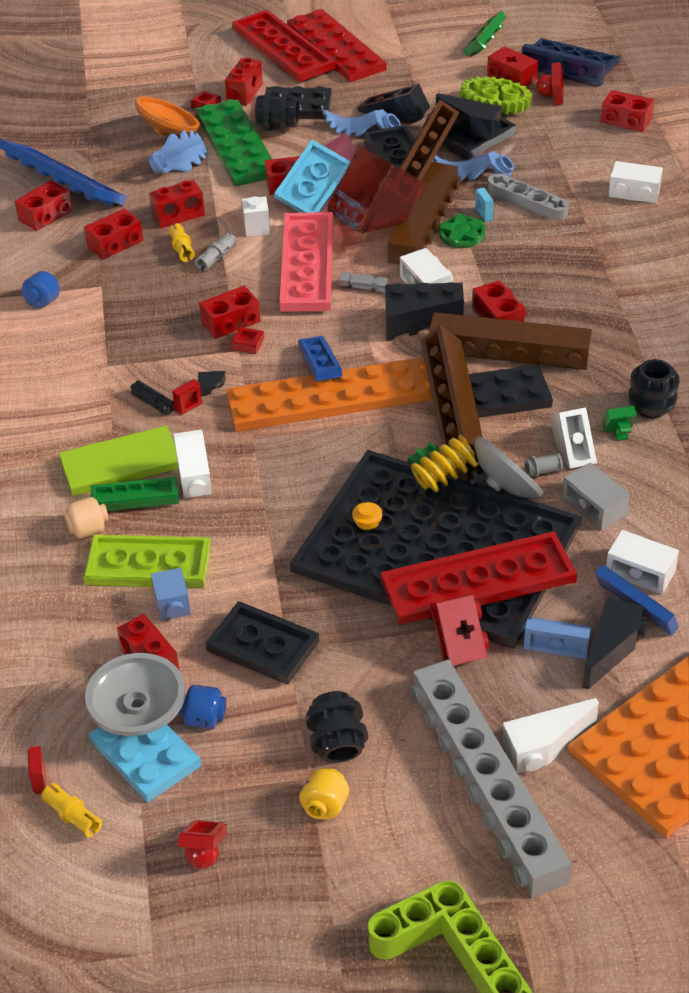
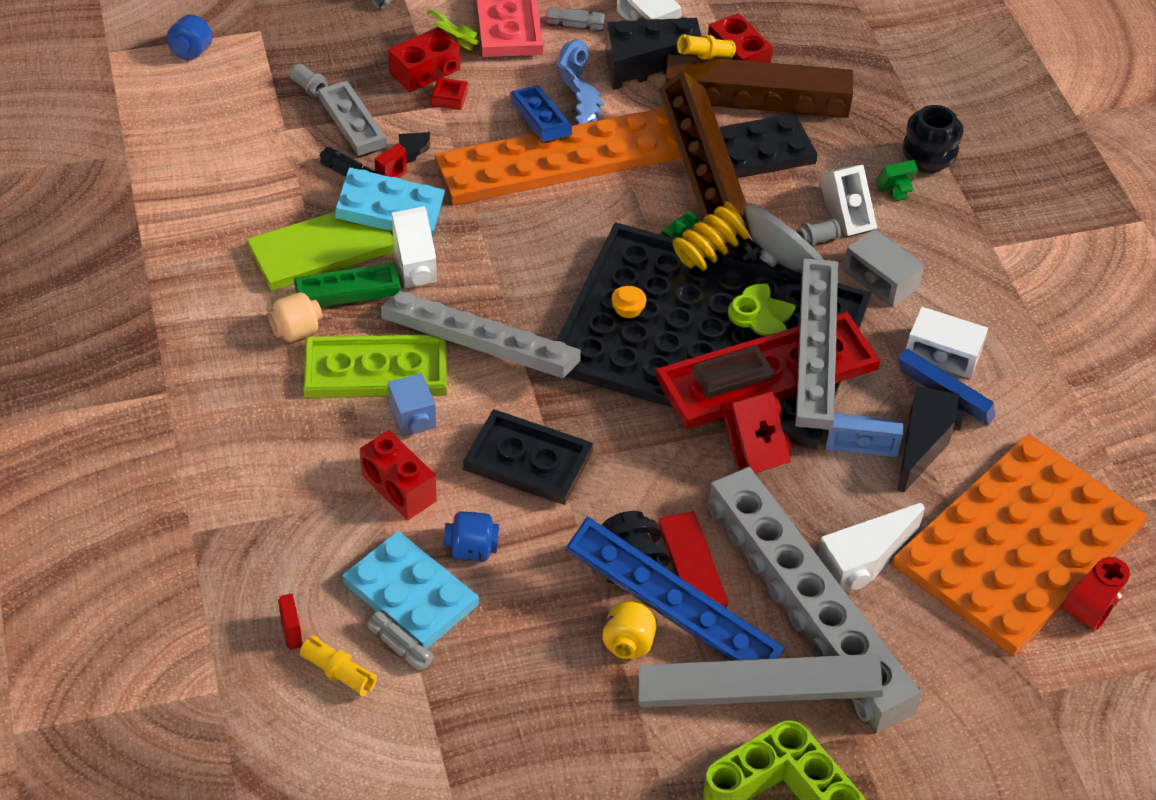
camera: 10 degrees left, 5 degrees up
(128, 792) = (400, 641): none -> light grey axle
(133, 682) = (393, 512): light grey dish -> none
(136, 329) = (308, 80): none -> light grey pin
(162, 358) = (352, 118): none -> light grey plate
(164, 419) = (373, 197): none -> medium azure plate
(202, 842) = (499, 694): red tile -> none
(239, 538) = (481, 334): none -> light grey plate
(263, 293) = (462, 36): none -> lime plate
(351, 324) = (570, 66): none -> medium blue plant
(365, 769) = (669, 595): none -> blue tile
(390, 741) = (691, 555): none -> red tile
(431, 844) = (760, 680): none -> light grey tile
(444, 577) = (732, 371): none -> clear smoke tile
(465, 306) = (706, 47): none -> yellow pin
(479, 527) = (759, 311): none -> lime plate
(521, 558) = (817, 344): none -> light grey plate

